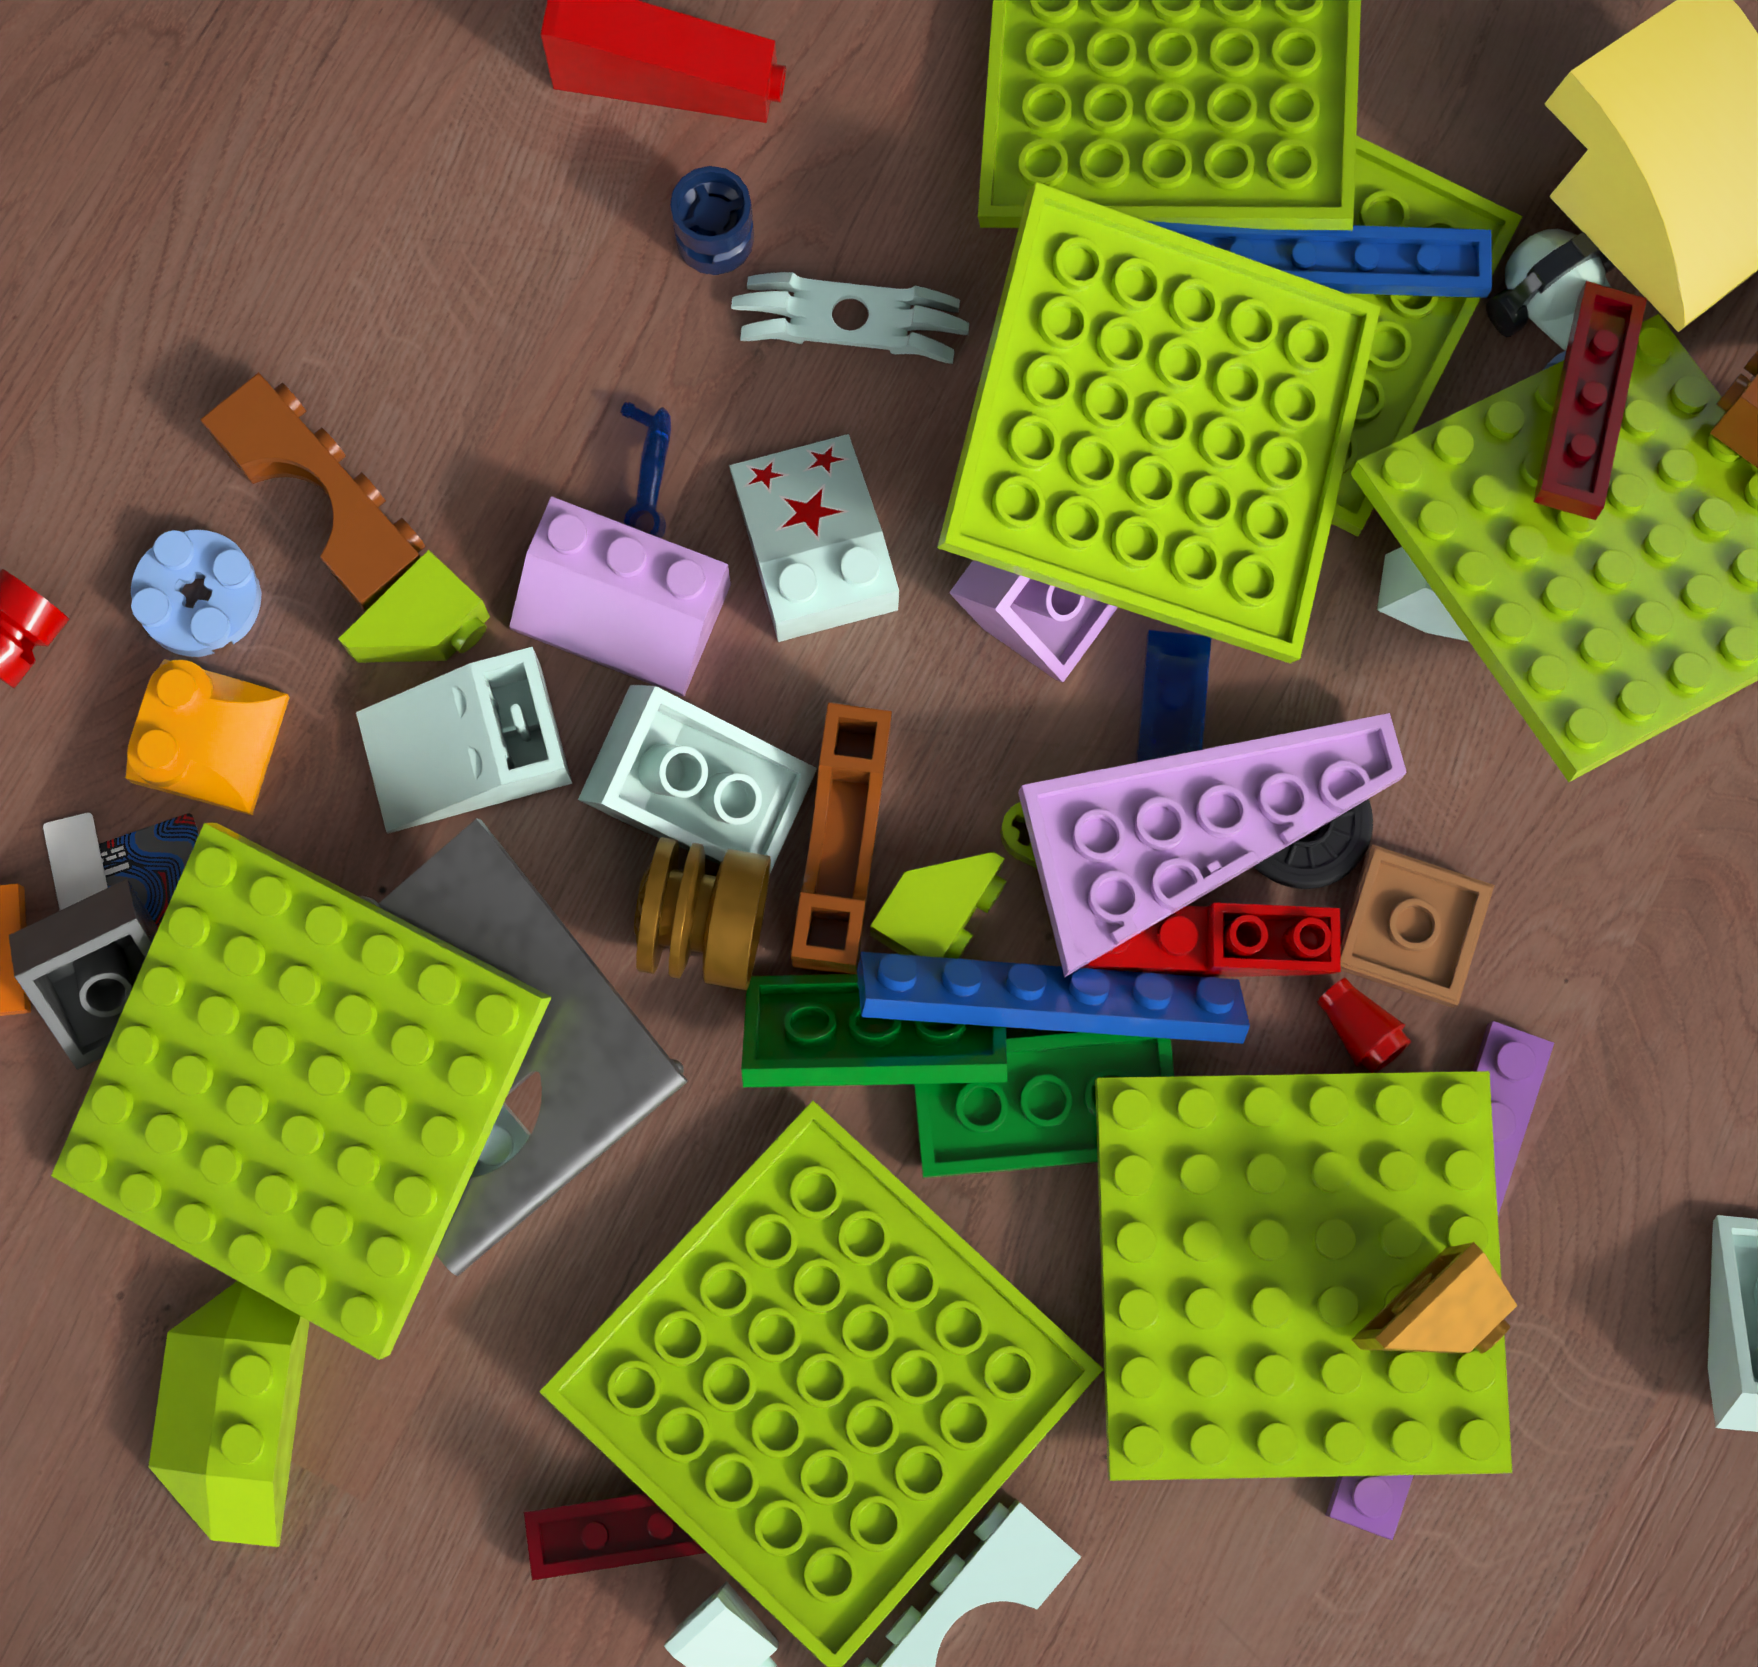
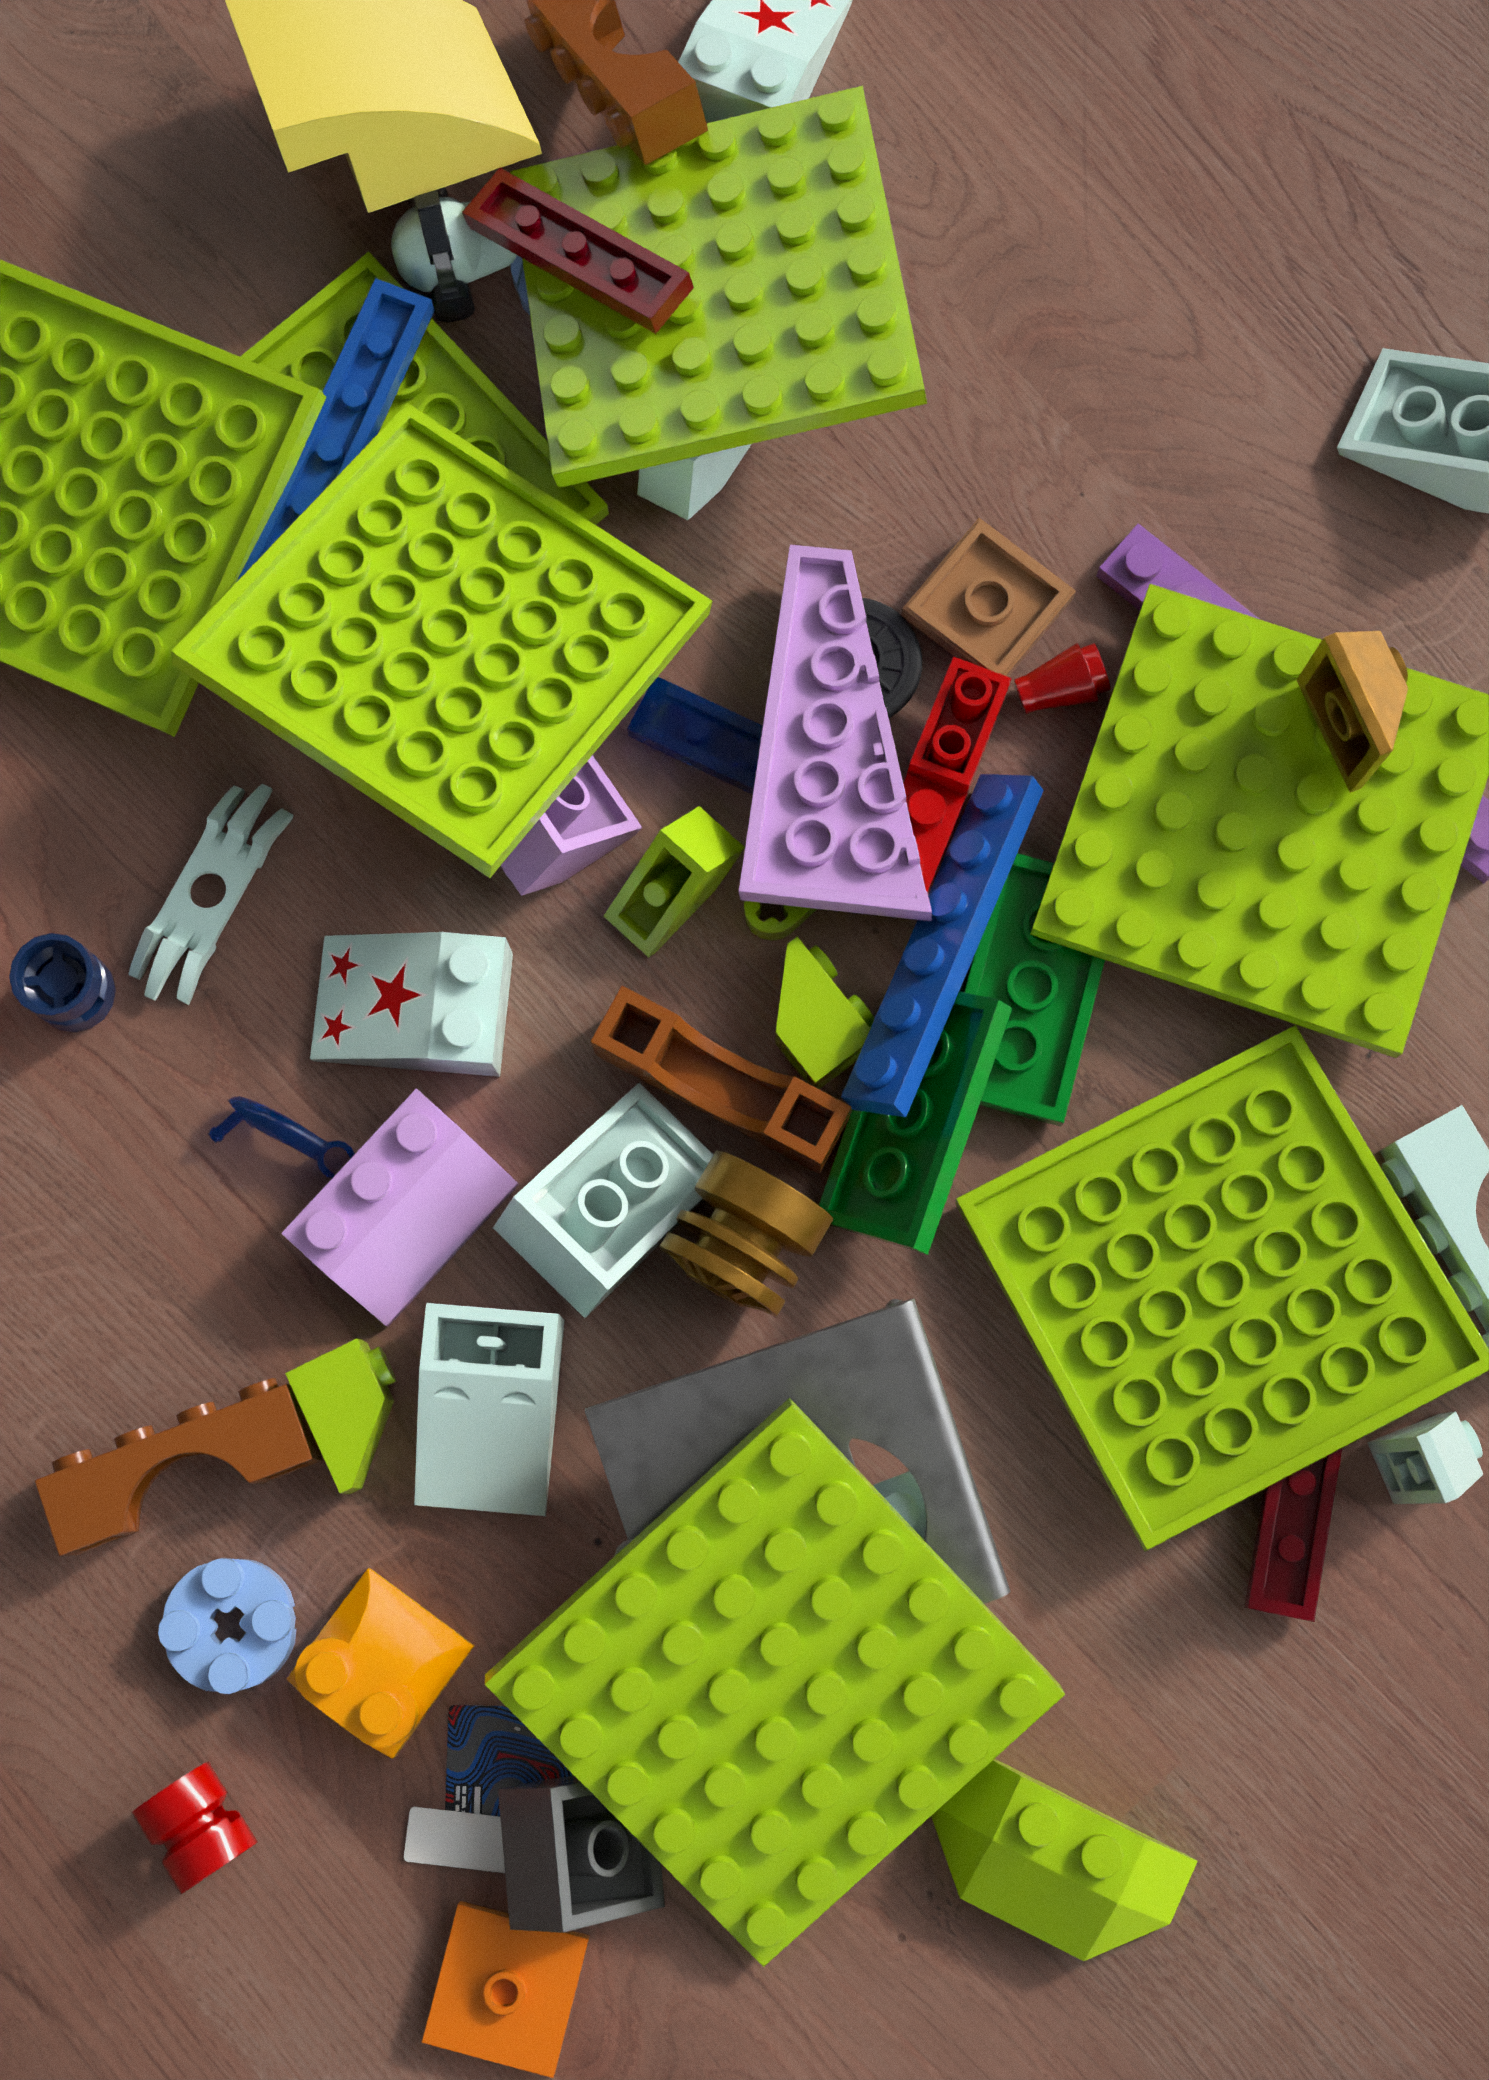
camera: 65 degrees left, 0 degrees up
(1020, 727) = (673, 879): none -> lime slope

